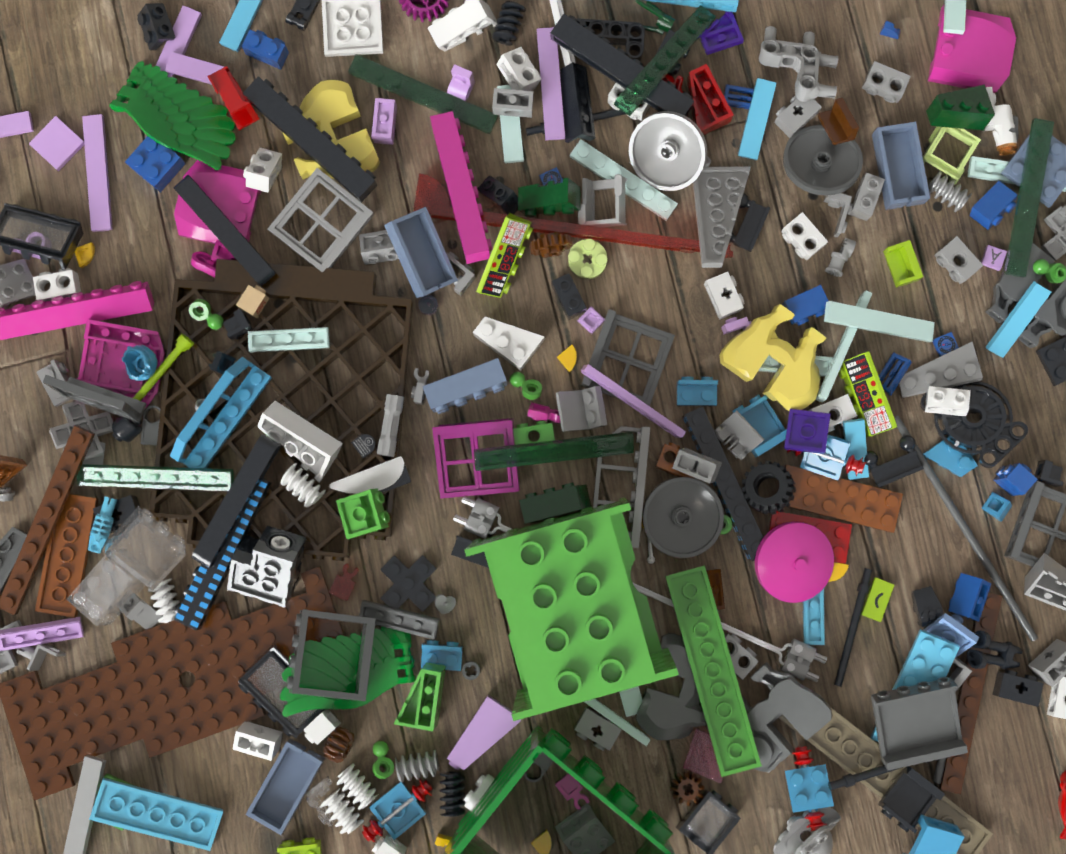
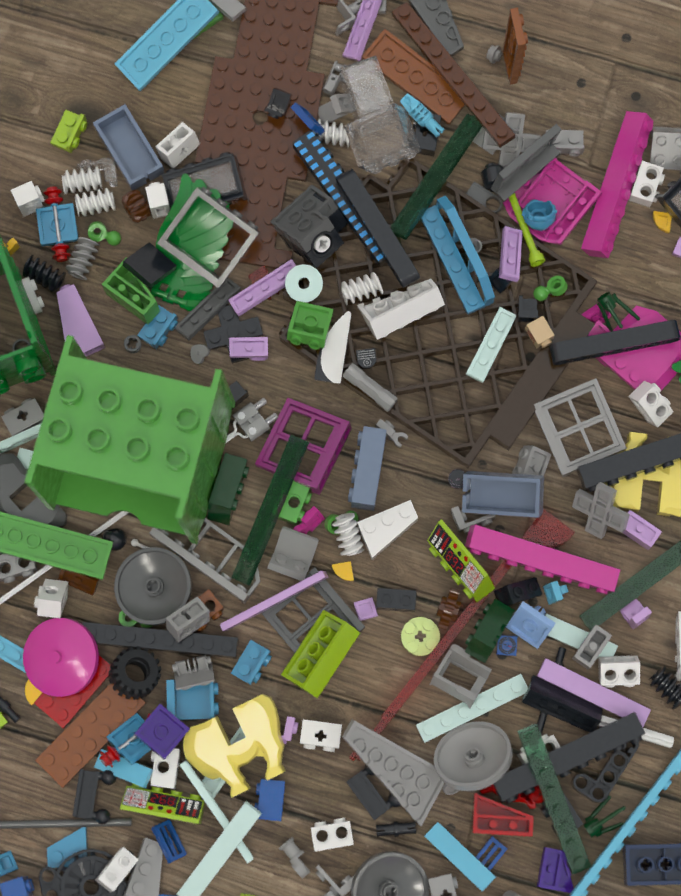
camera: 120 degrees right, 5 degrees down
(112, 631) = (333, 80): none -> light grey bar
(164, 630) = (308, 119): none -> blue tile
(164, 668) = (278, 103): none -> black bracket
(190, 256) = (607, 303): none -> dark green plant
(193, 367) = (510, 254): none -> lavender tile
(322, 553) = (311, 291): none -> light aqua tile
(349, 577) = (261, 289): none -> lavender tile
(386, 159) = (601, 510): none -> light grey plate
(389, 697) = (149, 265): none -> black tile
(415, 559) = (249, 347): none -> lavender plate
(481, 164) = (554, 592): none -> medium azure tile
(523, 165) = (530, 624): none -> light blue tile
(535, 370) = (348, 534): none -> white piece
(655, 334) = (320, 653): none -> lime slope
(657, 579) = (117, 536): none -> black piece
(747, 602) = (51, 598): none -> white brick
(765, 186) = (396, 829): none -> black pin

